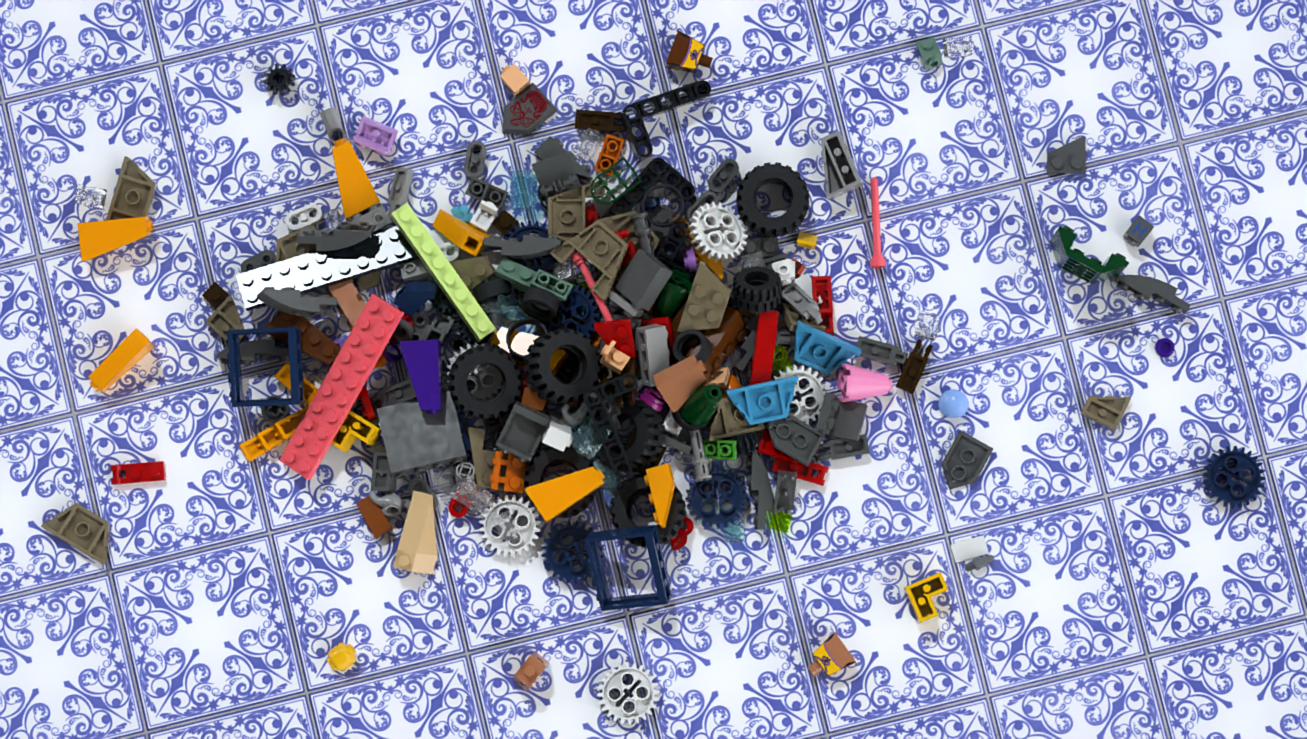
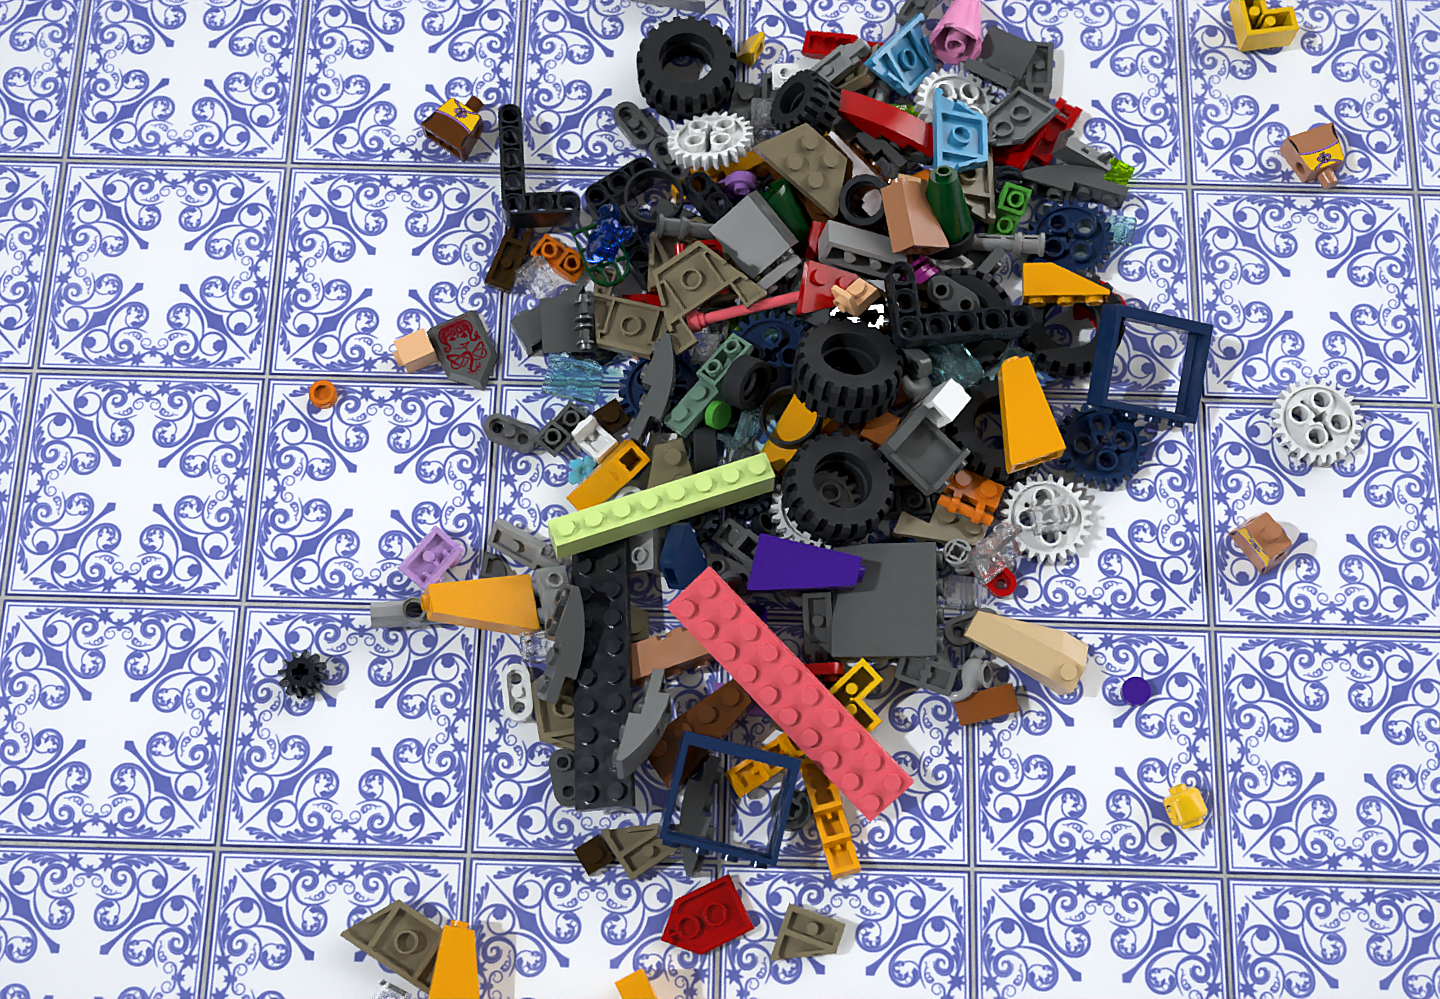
camera: 80 degrees left, 10 degrees down
(196, 376) = (707, 917): none -> red tile
(201, 439) = (806, 934): none -> dark tan wing
(381, 177) = (492, 566): none -> dark grey tile
(409, 611) = (1135, 691): none -> dark purple tile
(470, 28) = (323, 394): none -> orange tile
(515, 291) = (718, 414): none -> bright green tile
(622, 182) = (607, 236): none -> clear blue head
(632, 423) = (953, 296): none -> dark grey plate

